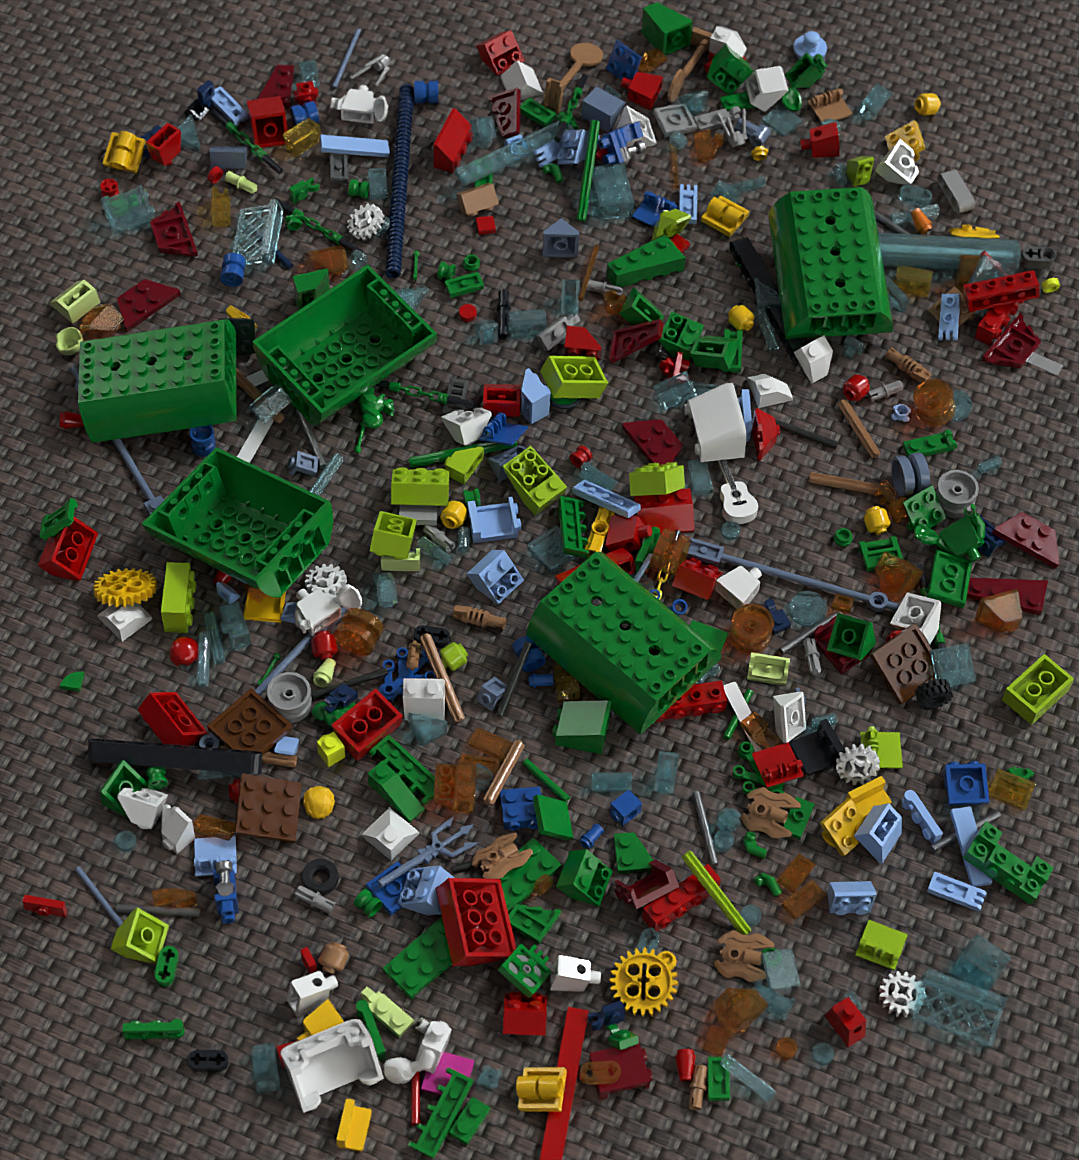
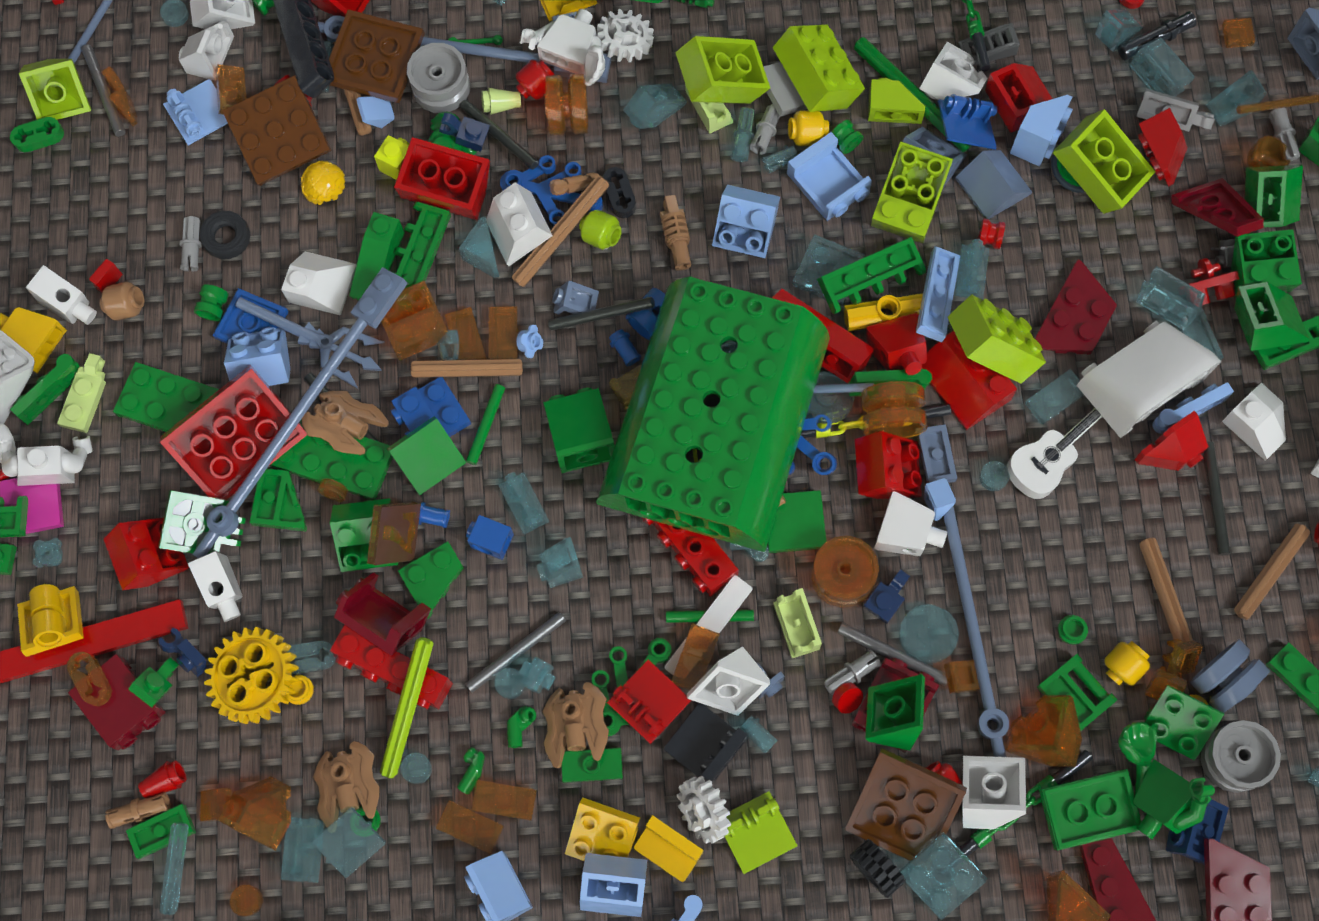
camera: 70 degrees right, 15 degrees up
(226, 891) = (147, 145): hips -> none
(443, 801) = (368, 311): none -> sand blue bar
(506, 729) = (529, 341): none -> light blue plate
(525, 276) = (1238, 32): none -> clear orange tile
(549, 441) = (992, 183): none -> sand blue slope
(598, 853) = (393, 533): none -> tile
(731, 560) = (939, 497): none -> light blue slope
(826, 665) = (847, 697): none -> red tile

